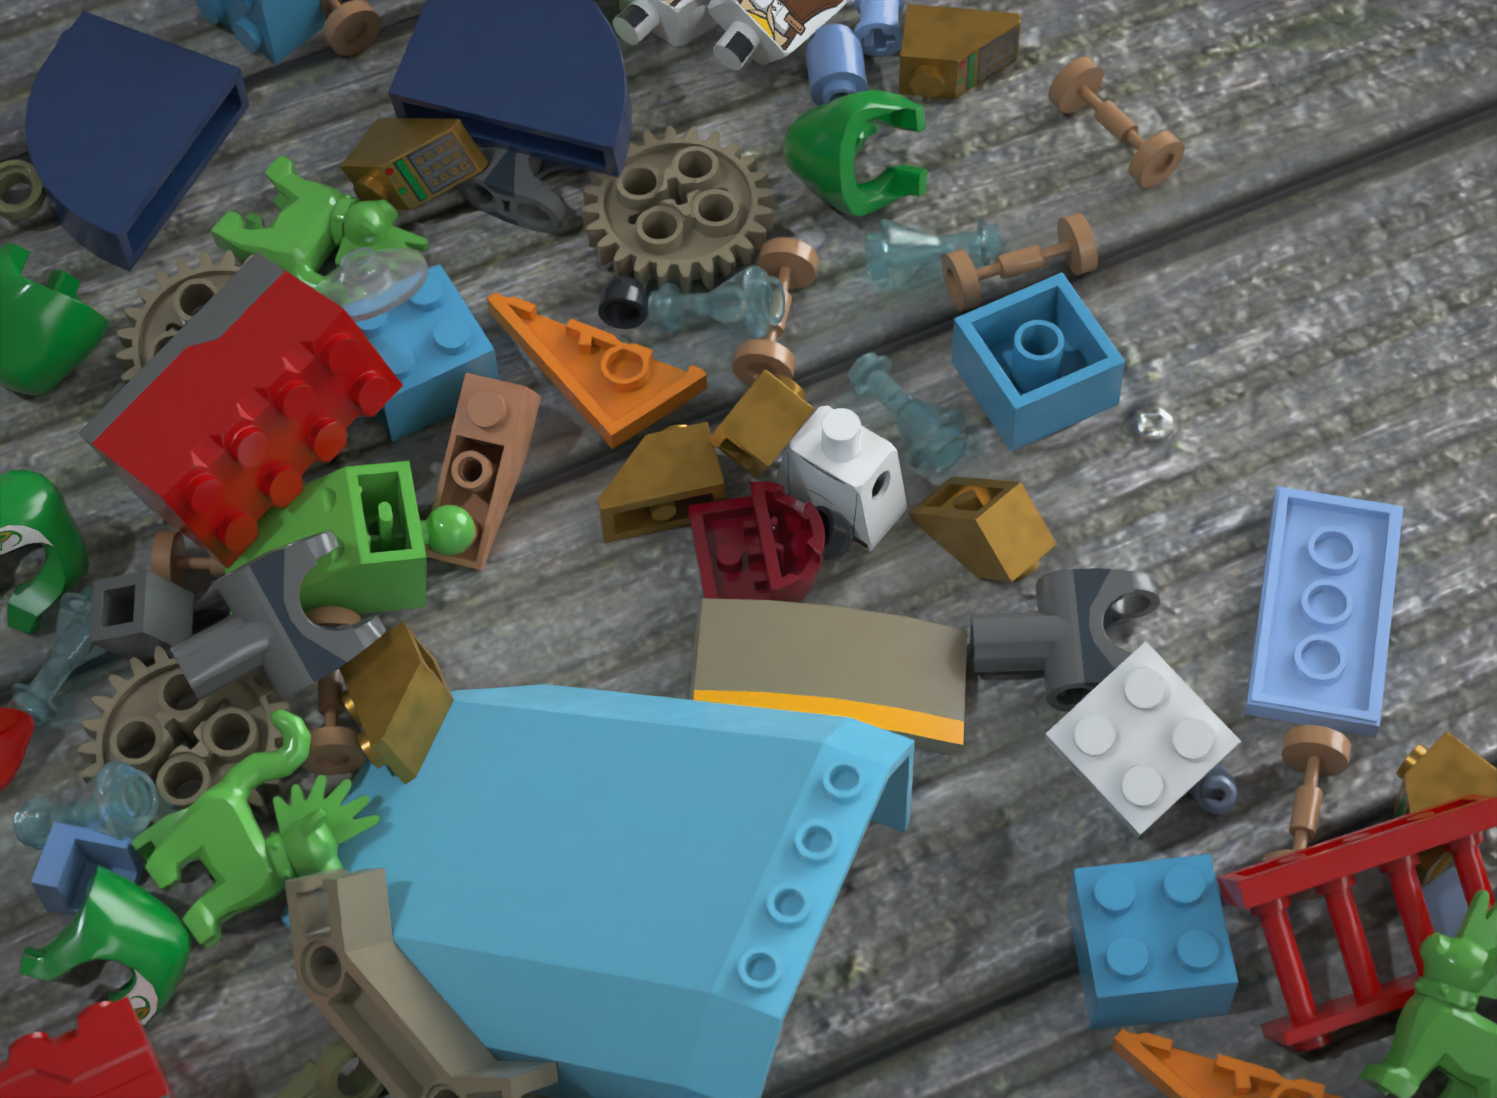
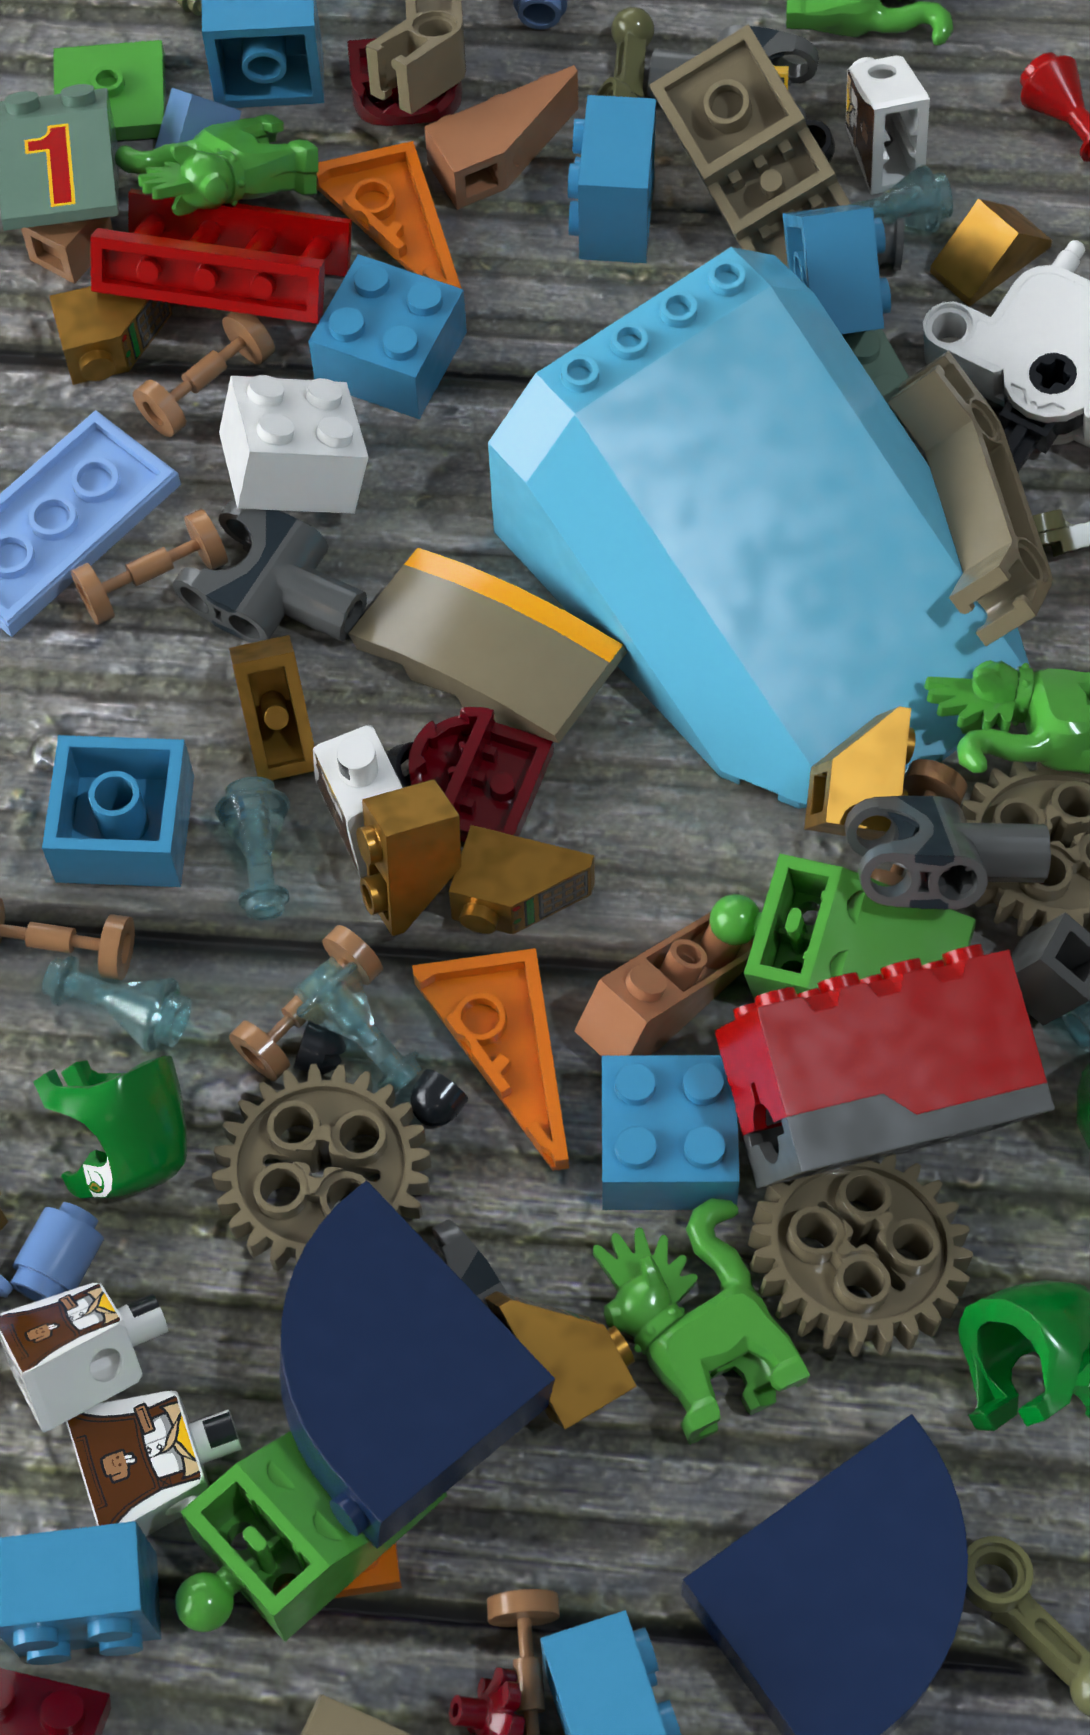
camera: 150 degrees left, 5 degrees up
(374, 280) = (659, 1165): clear dish -> none
(1223, 546) = (203, 540): none -> medium nougat wheel

